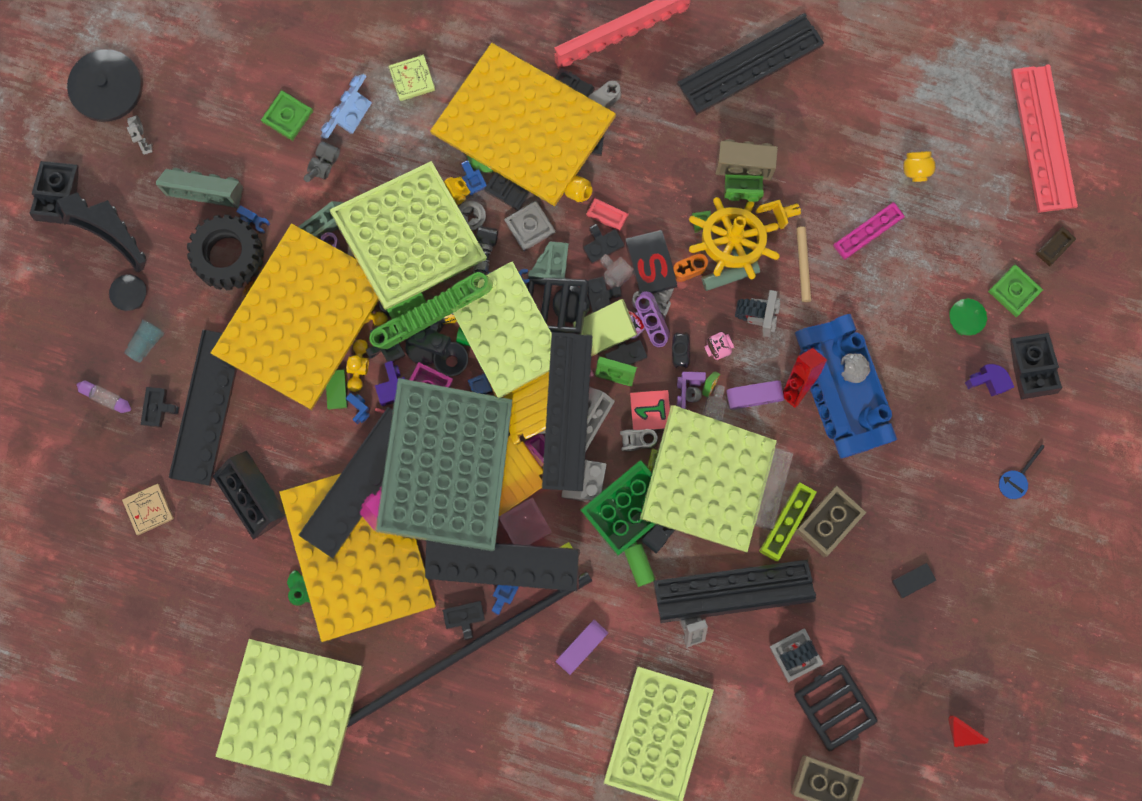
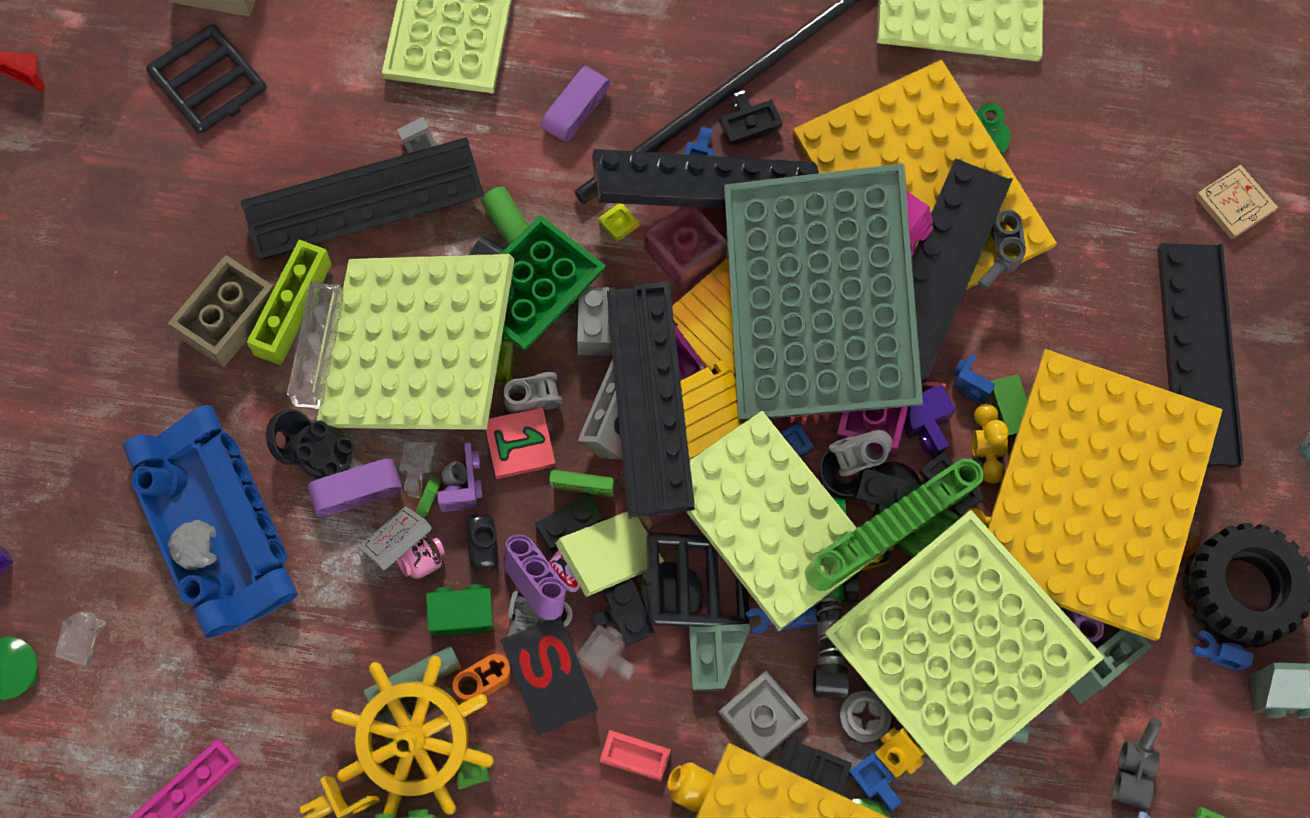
camera: 165 degrees right, 10 degrees down
(155, 407) = (1275, 339): black plate -> none
(249, 494) = (1096, 238): black slope -> none
(316, 491) = (1005, 241): none -> dark grey beam
(439, 361) = (855, 452): none -> light grey piece
(602, 245) = (634, 699): black plate -> none
(698, 309) = (460, 611): none -> green brick
(733, 356) = (395, 538): none -> light grey tile
(760, 312) = (356, 614): plate -> none
(773, 420) = (322, 450): none -> black dish
(788, 429) = (289, 423): none -> black piece
(796, 655) = (265, 130): plate -> none
(803, 264) = (289, 719): tan piece -> none
(803, 375) = (276, 515): red slope -> none
(914, 580) = (95, 255): black tile -> none
(924, 328) = (79, 637): none -> clear bracket

